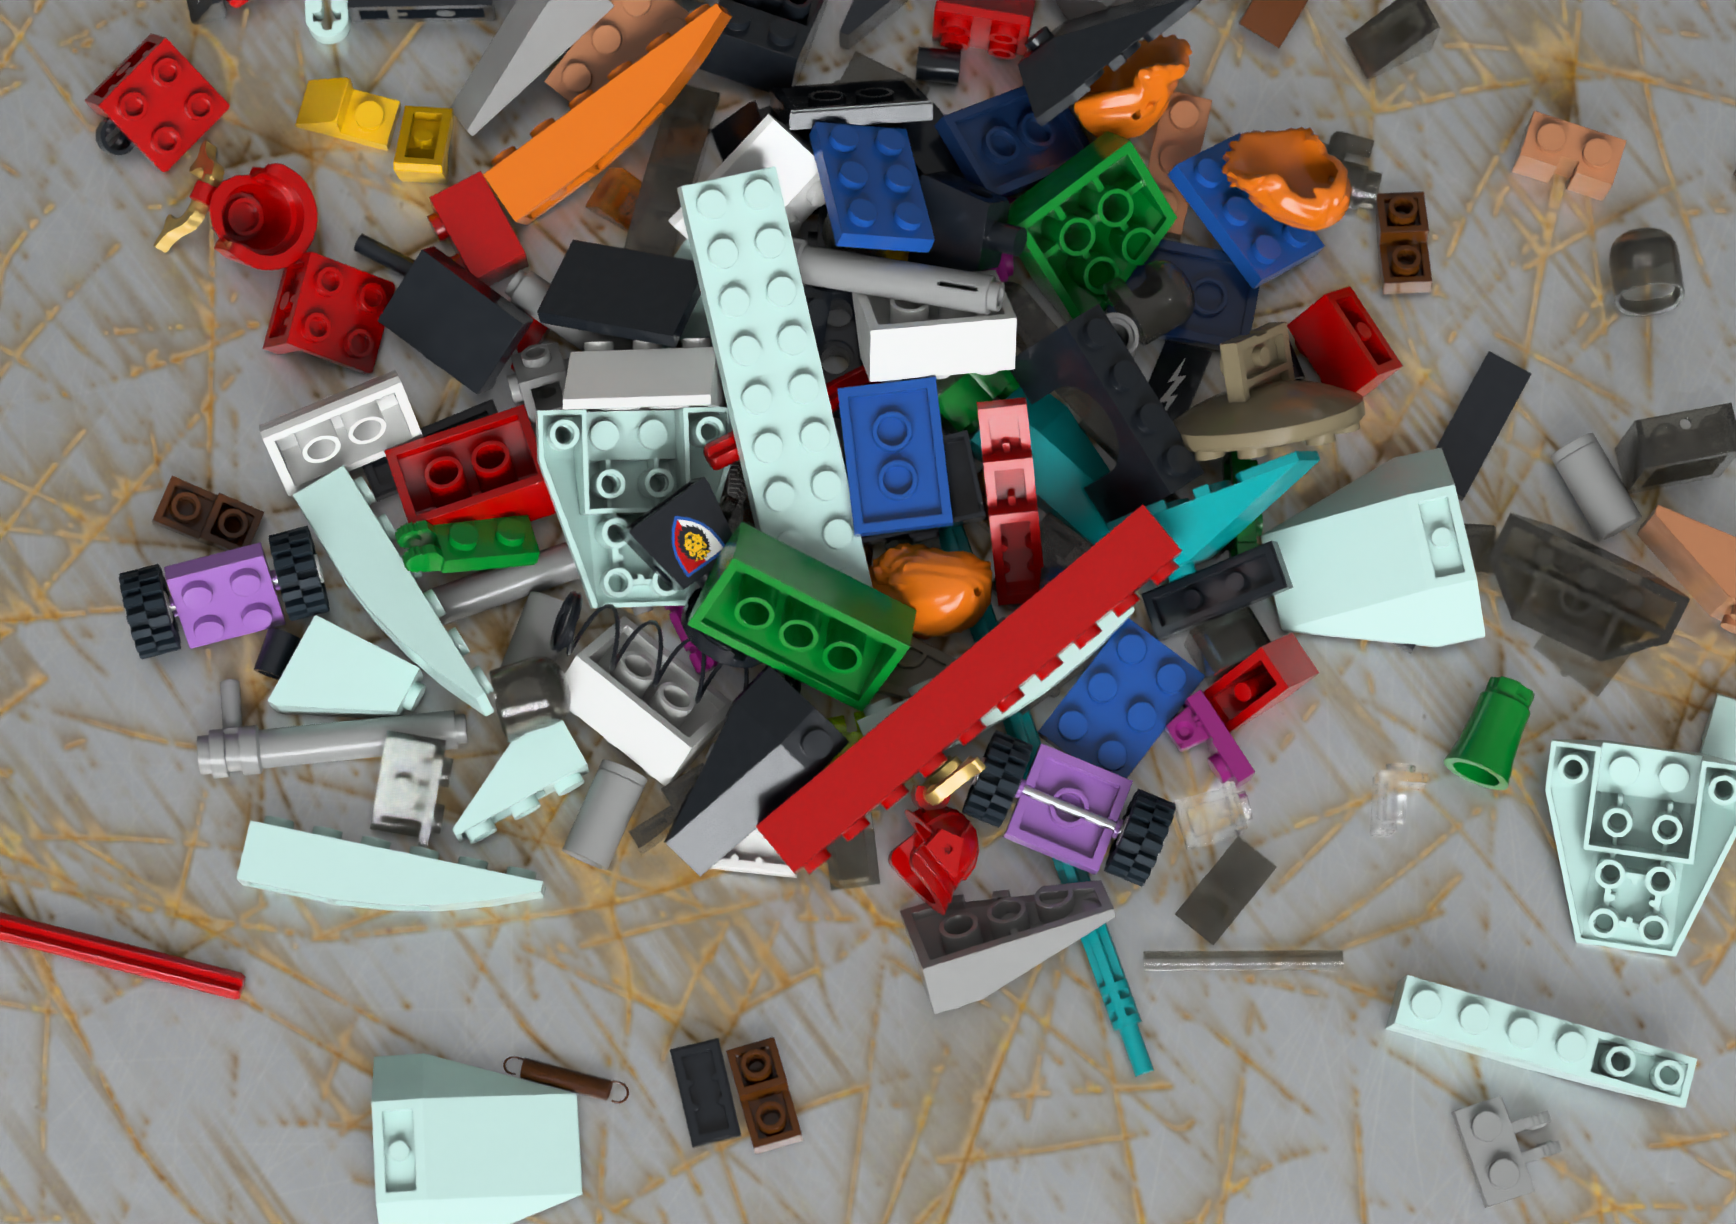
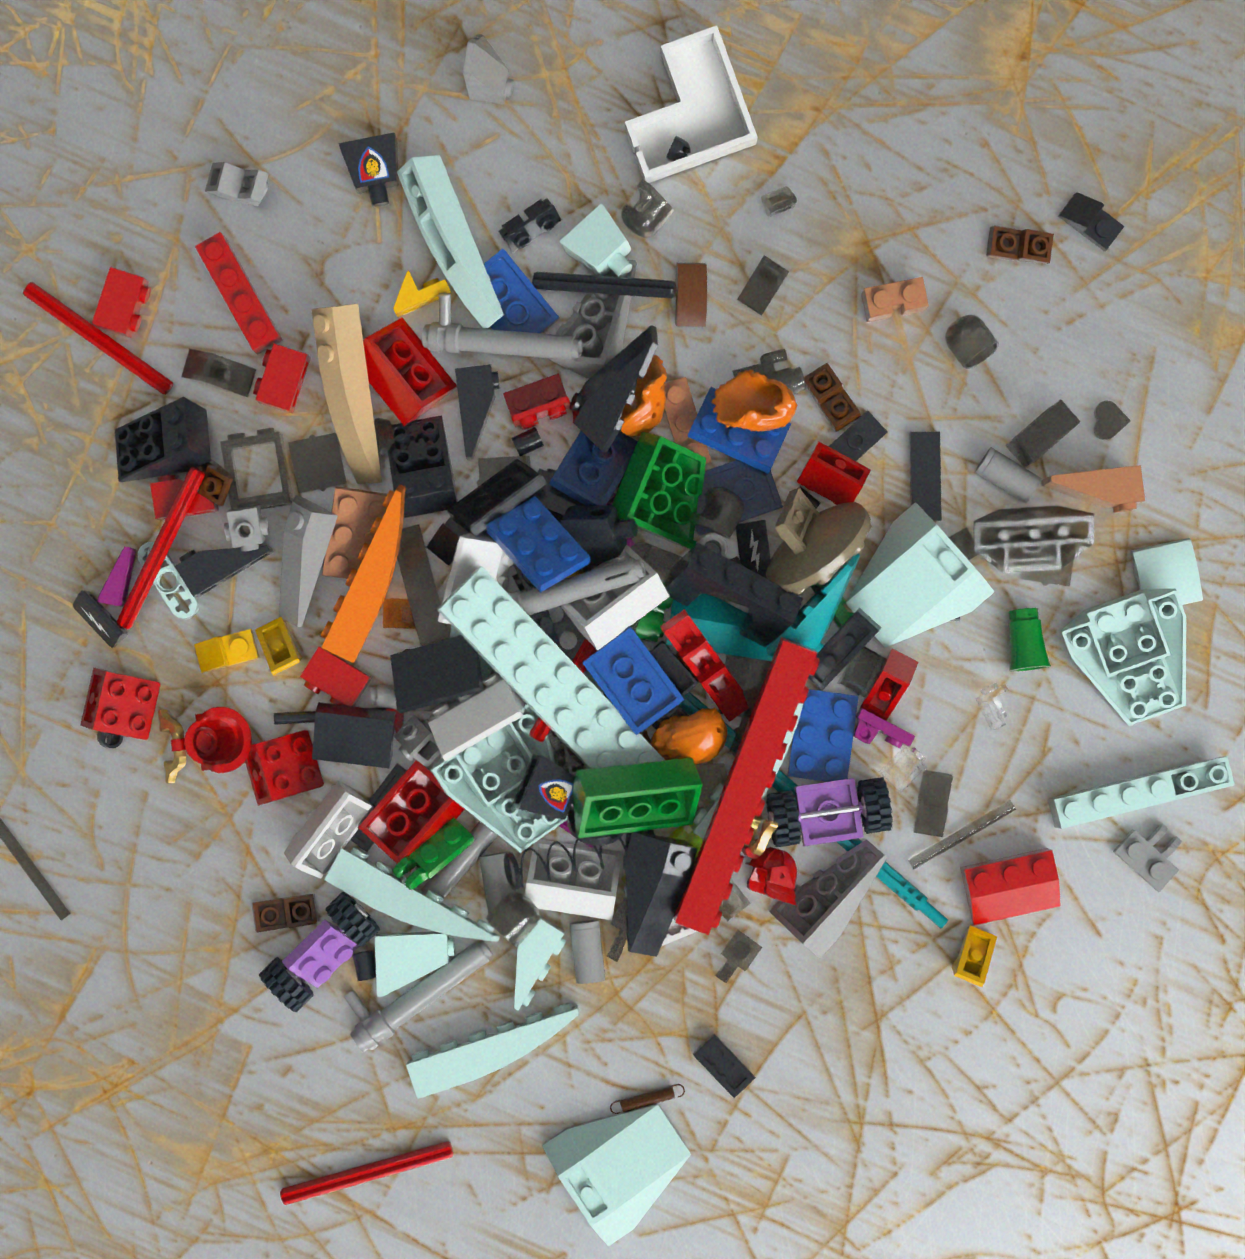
camera: 30 degrees left, 10 degrees up
(409, 786) = (477, 996): clear smoke bracket -> none
(764, 1095) = (755, 1048): reddish brown slope -> none
(821, 941) = (739, 953): none -> clear smoke plate
(1164, 1139) = (974, 956): none -> yellow slope
(1274, 1073) = (1011, 886): none -> red slope
(1414, 318) = (859, 437): none -> black plate

